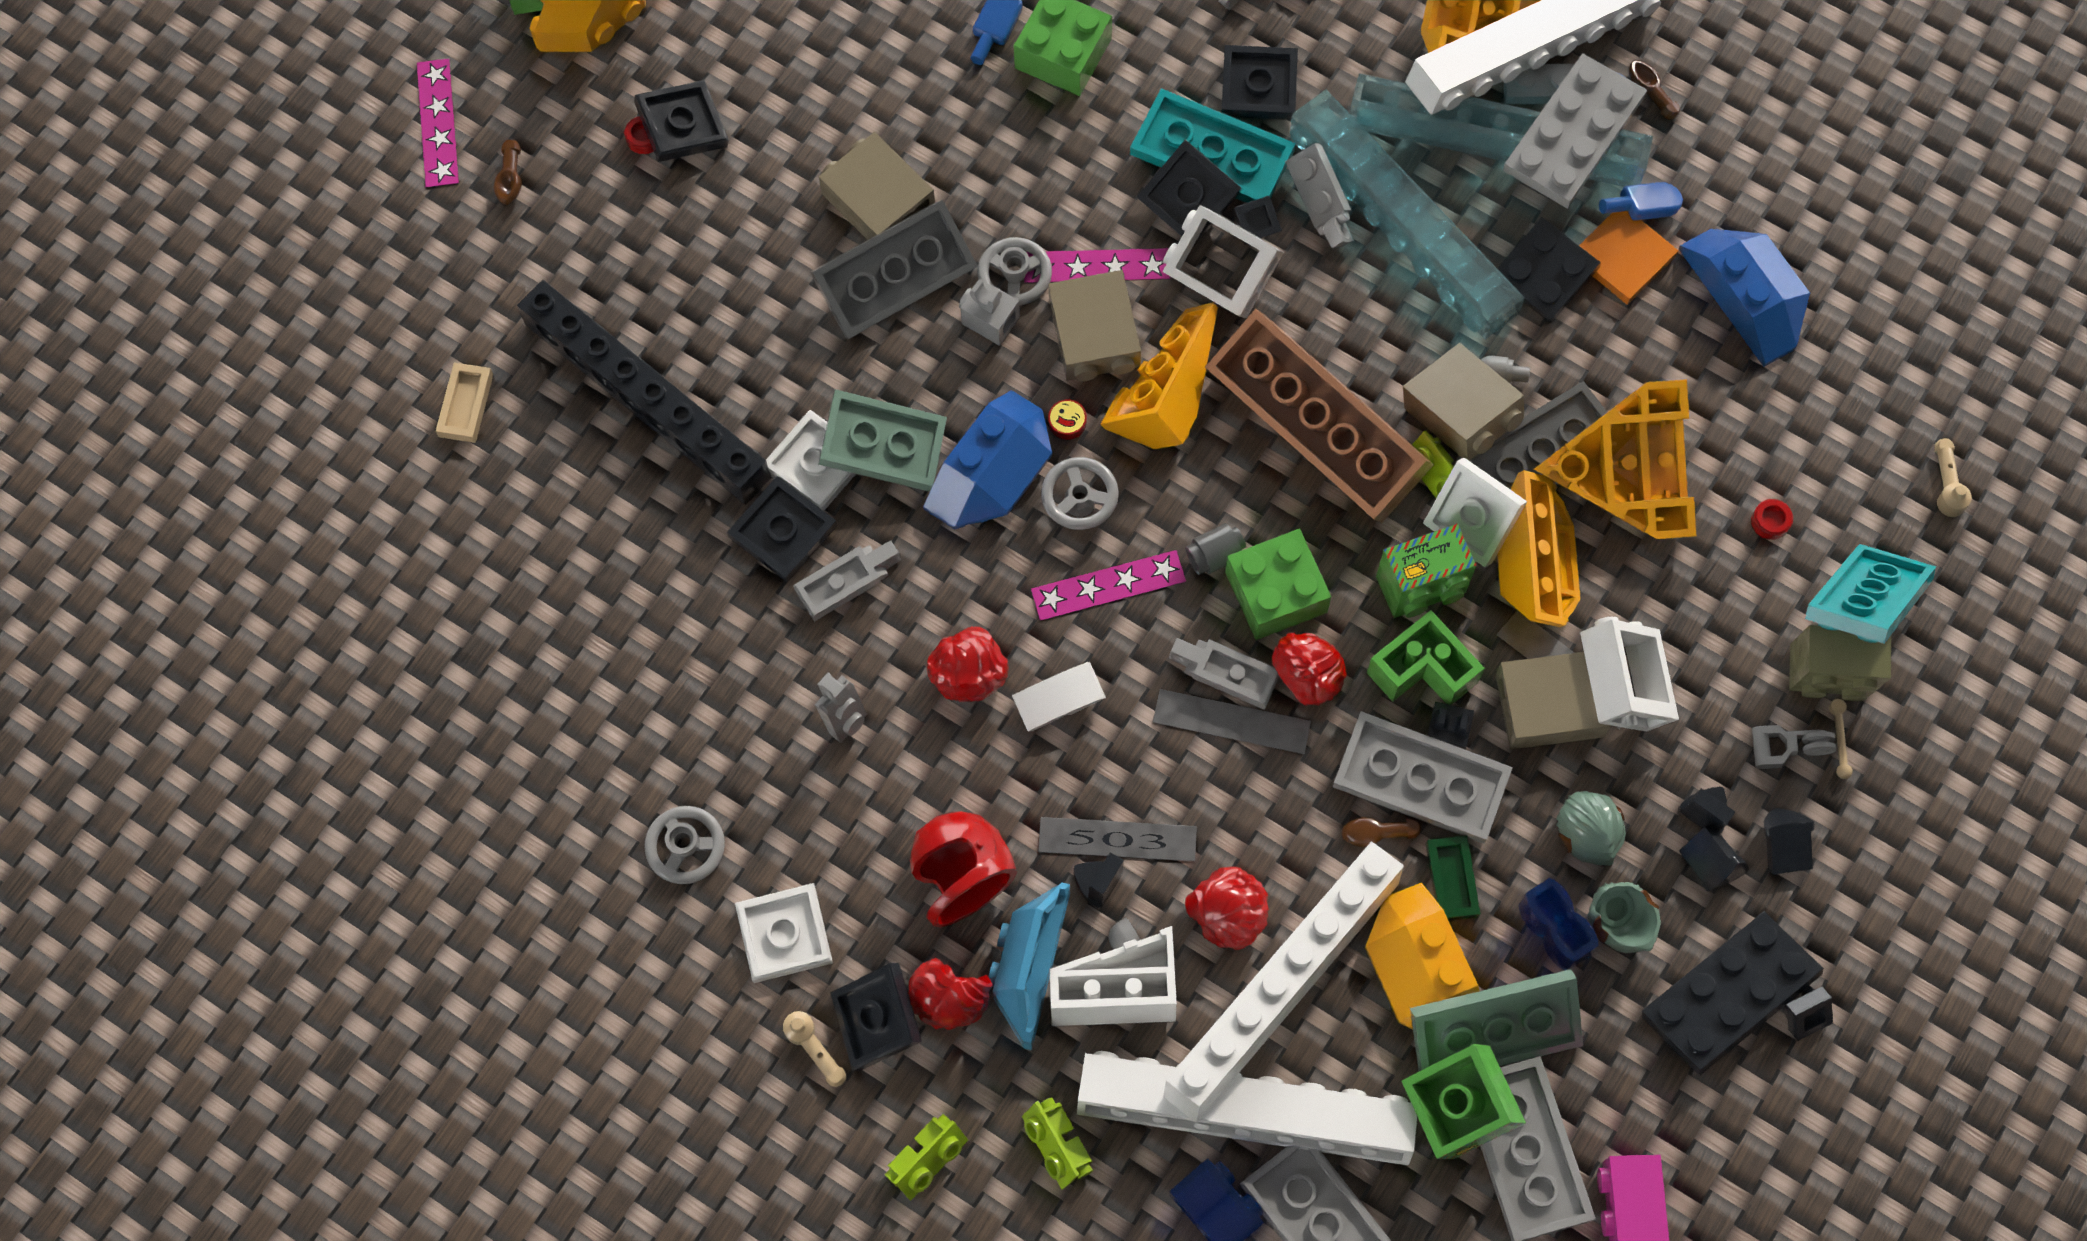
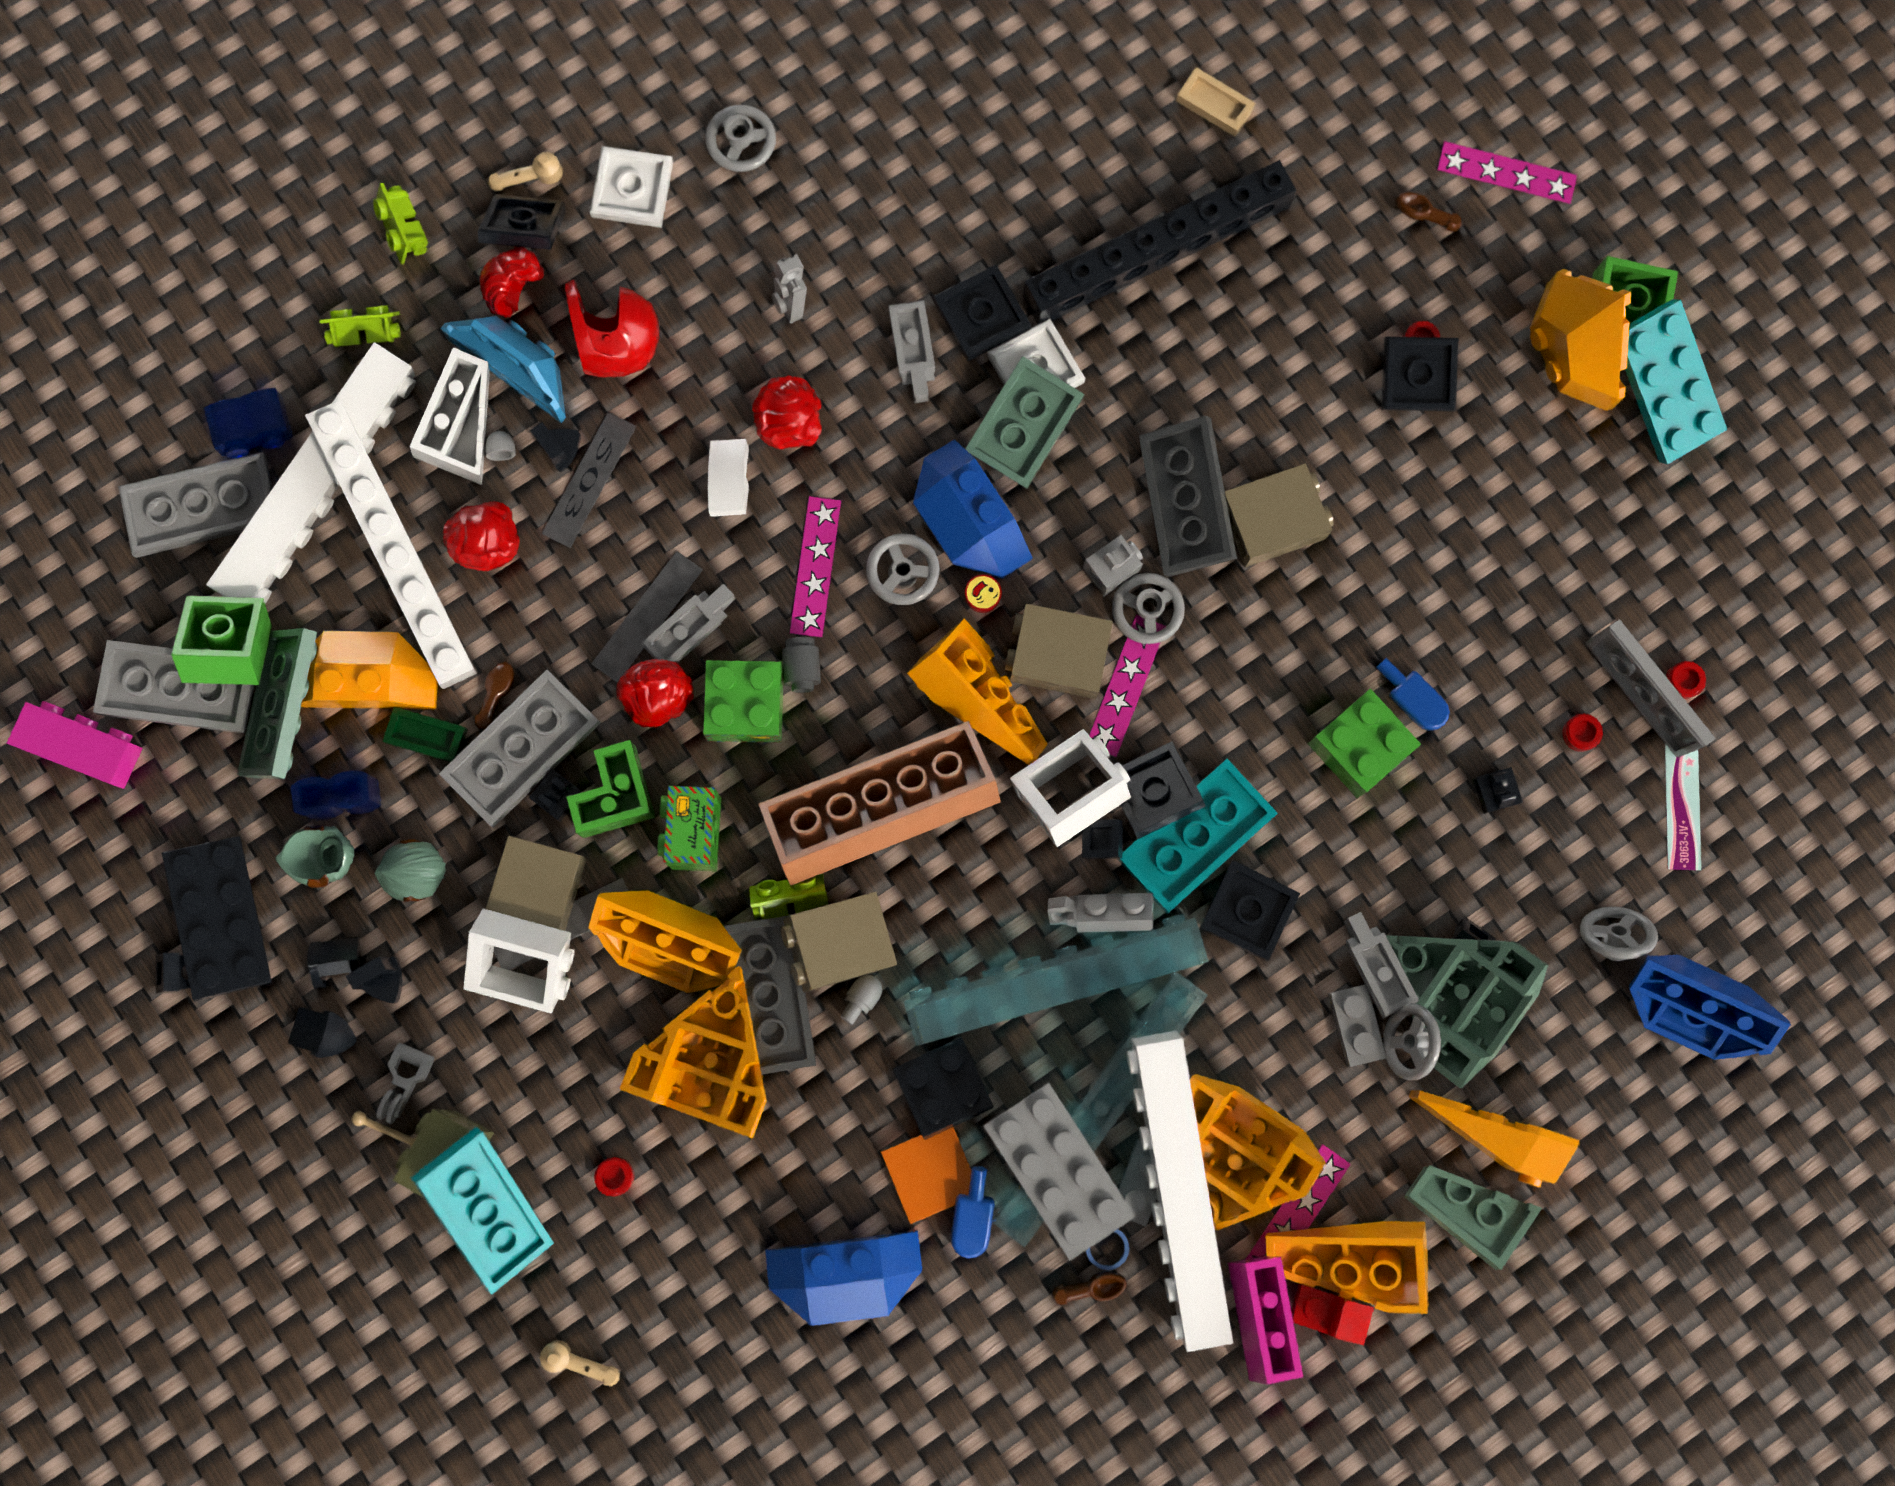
camera: 105 degrees right, 10 degrees up
(1479, 506) = (725, 896): white plate -> none

